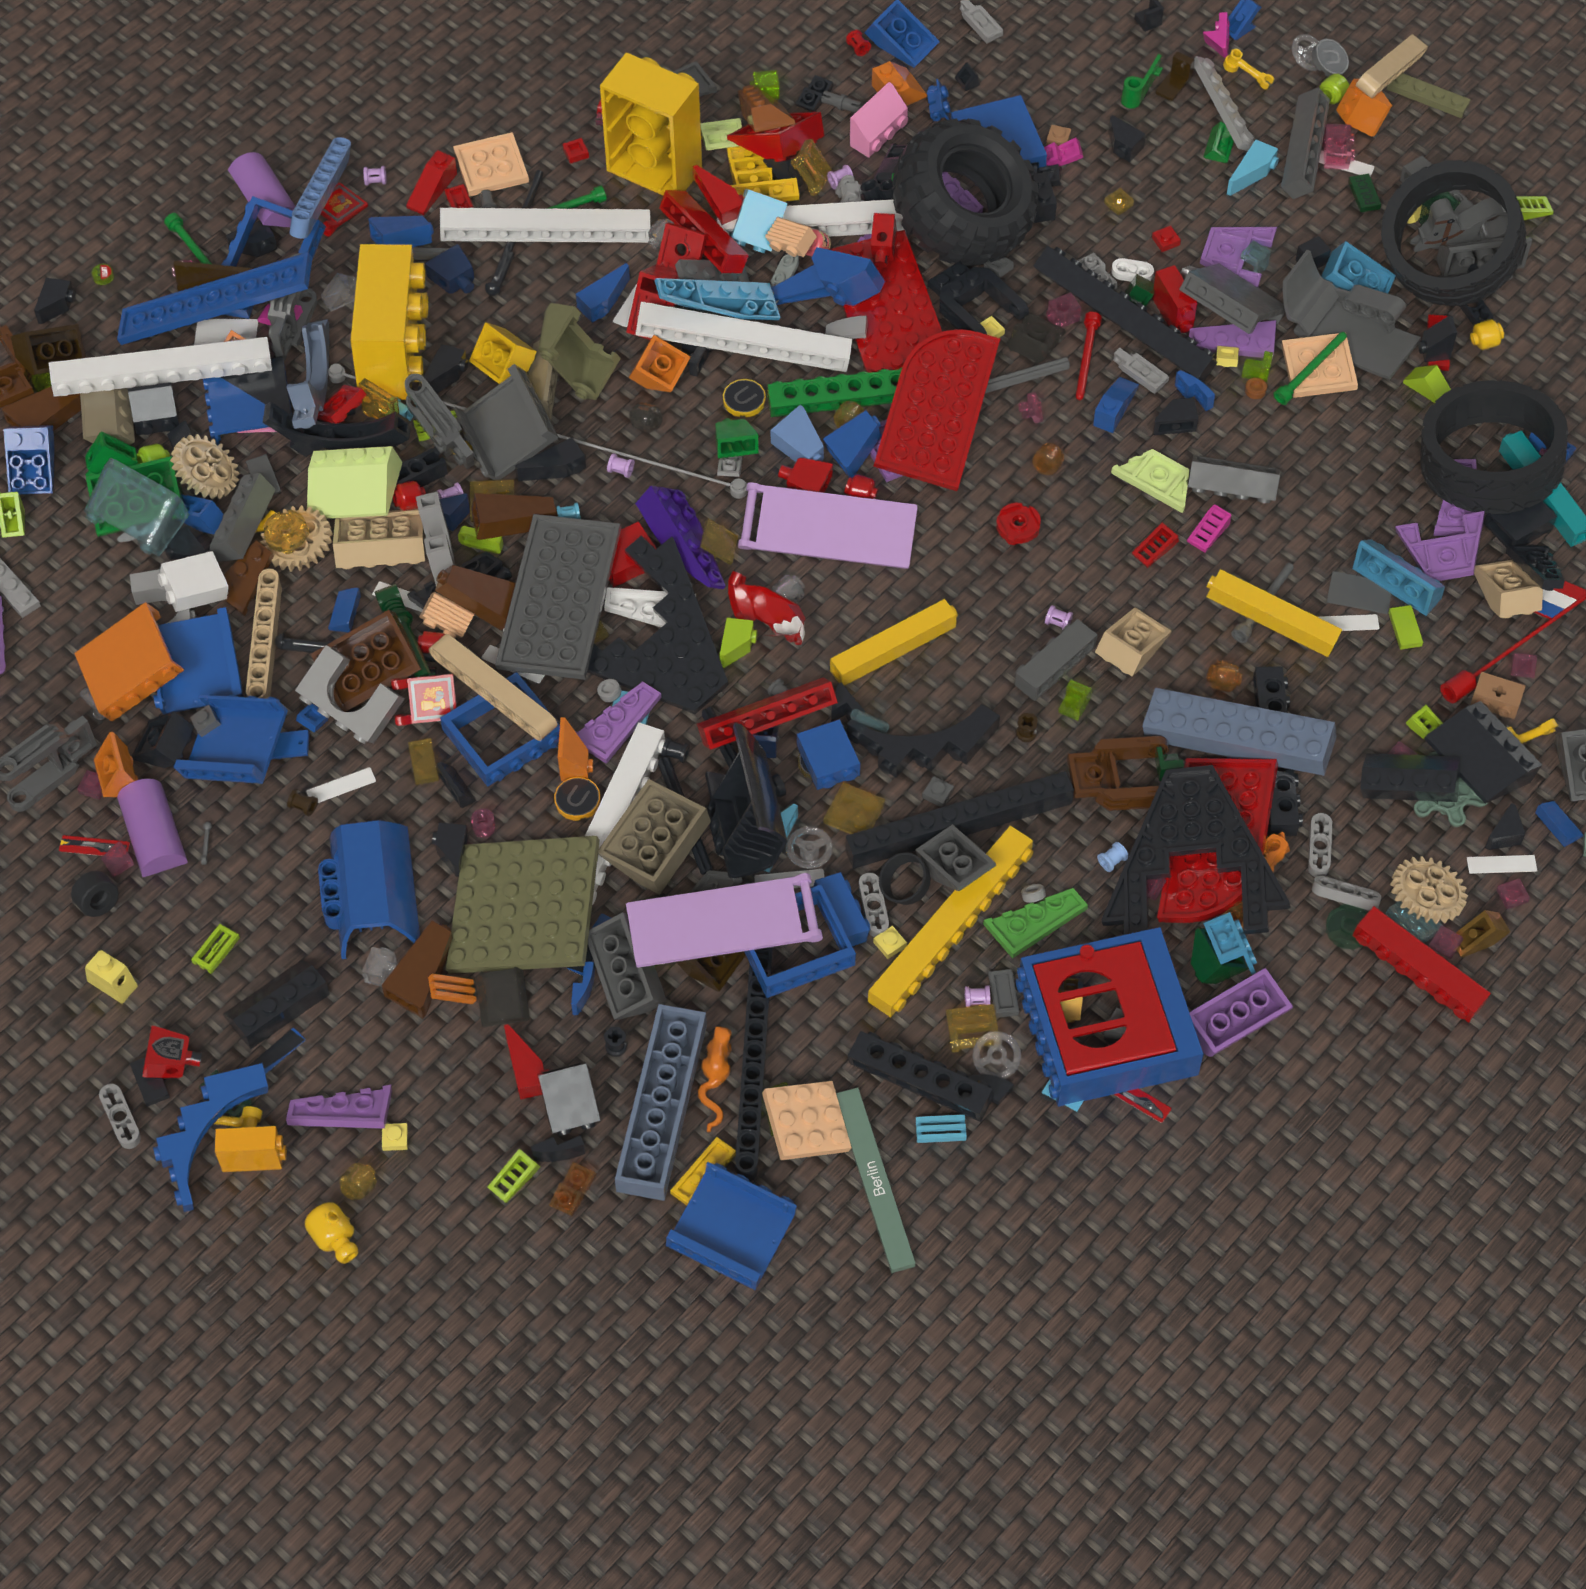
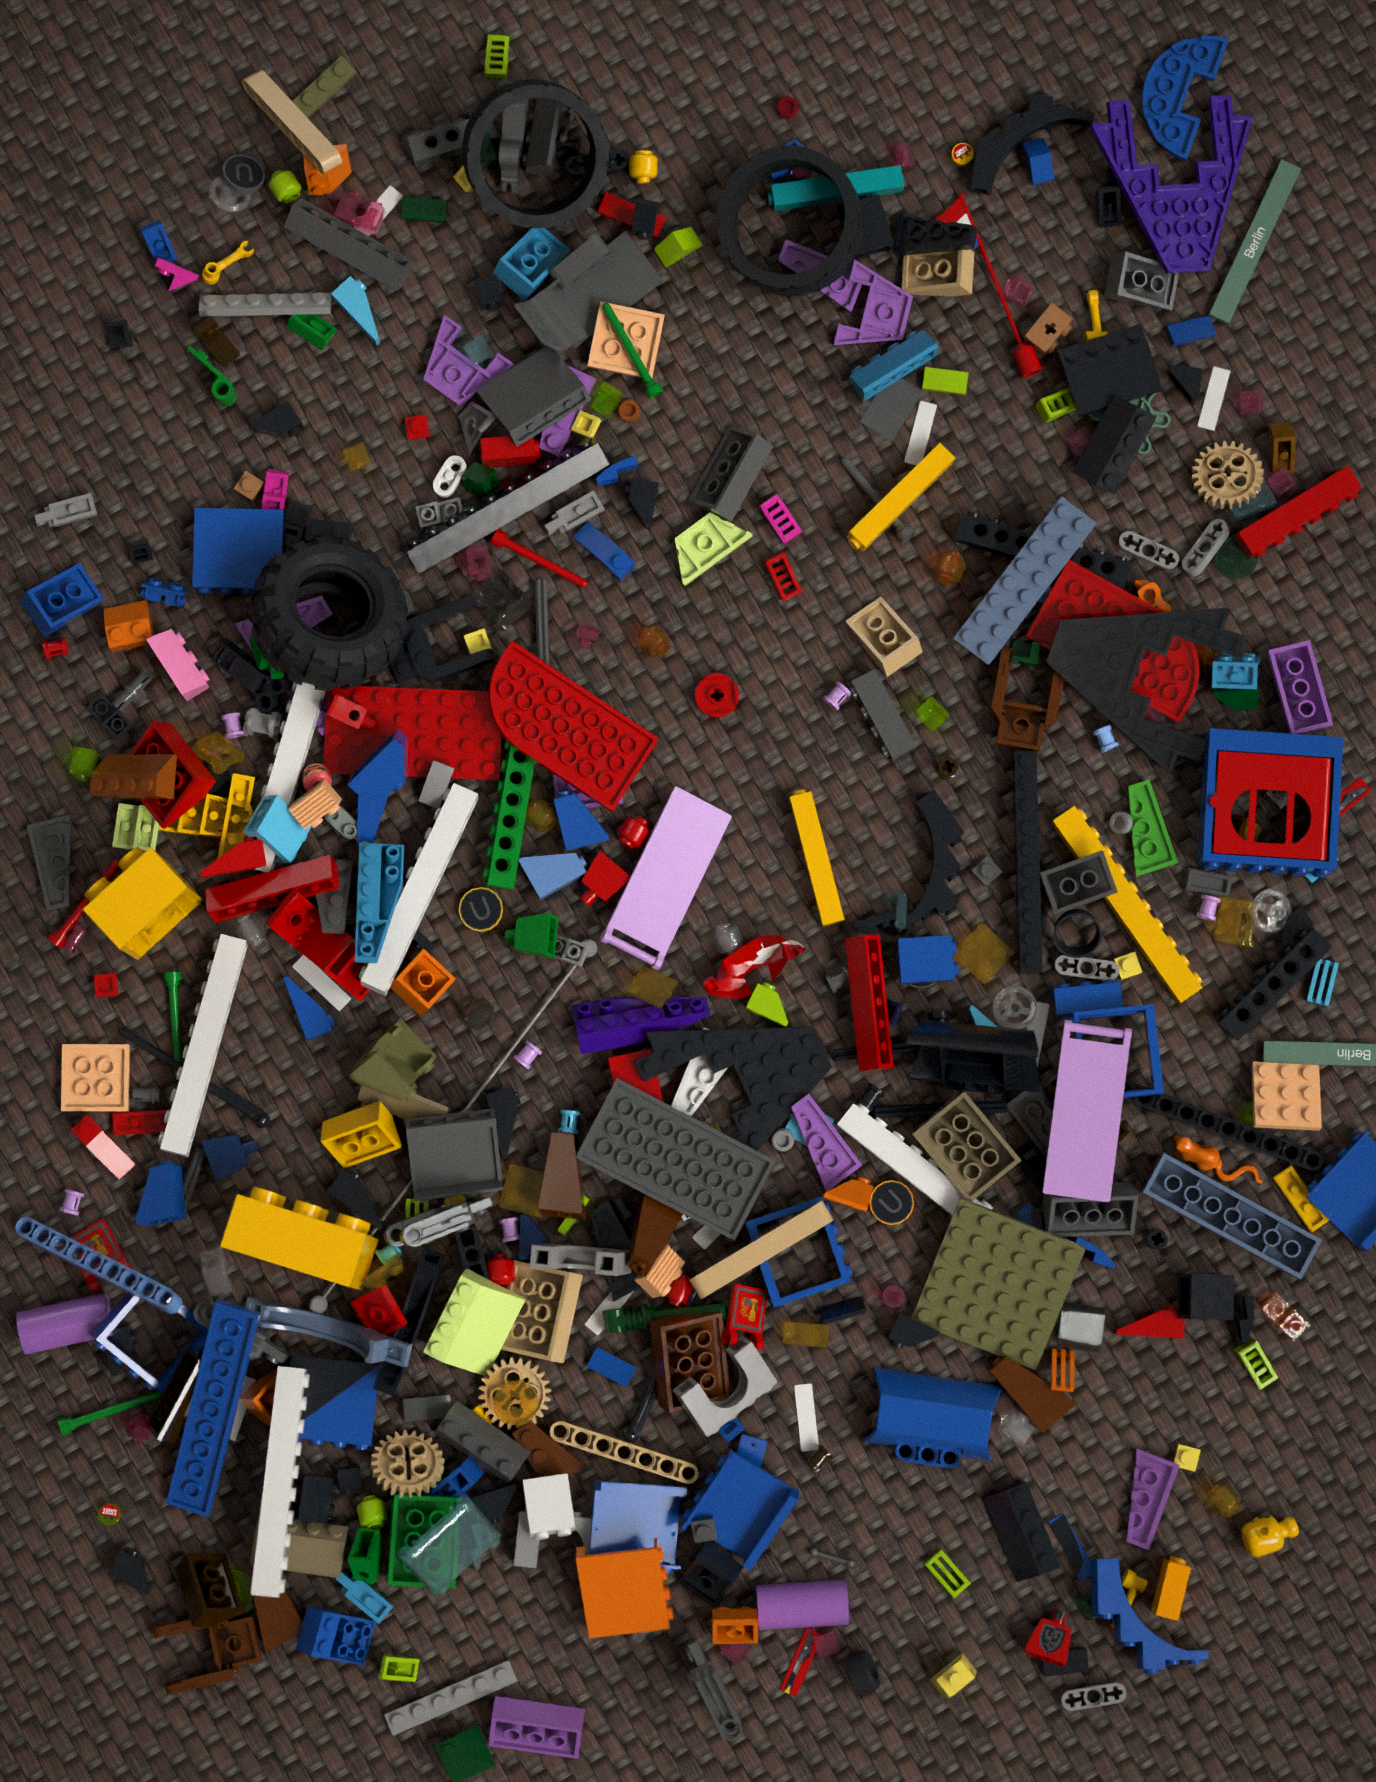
camera: 75 degrees left, 25 degrees up
(71, 476) = (365, 1597): none -> dark azure hinge

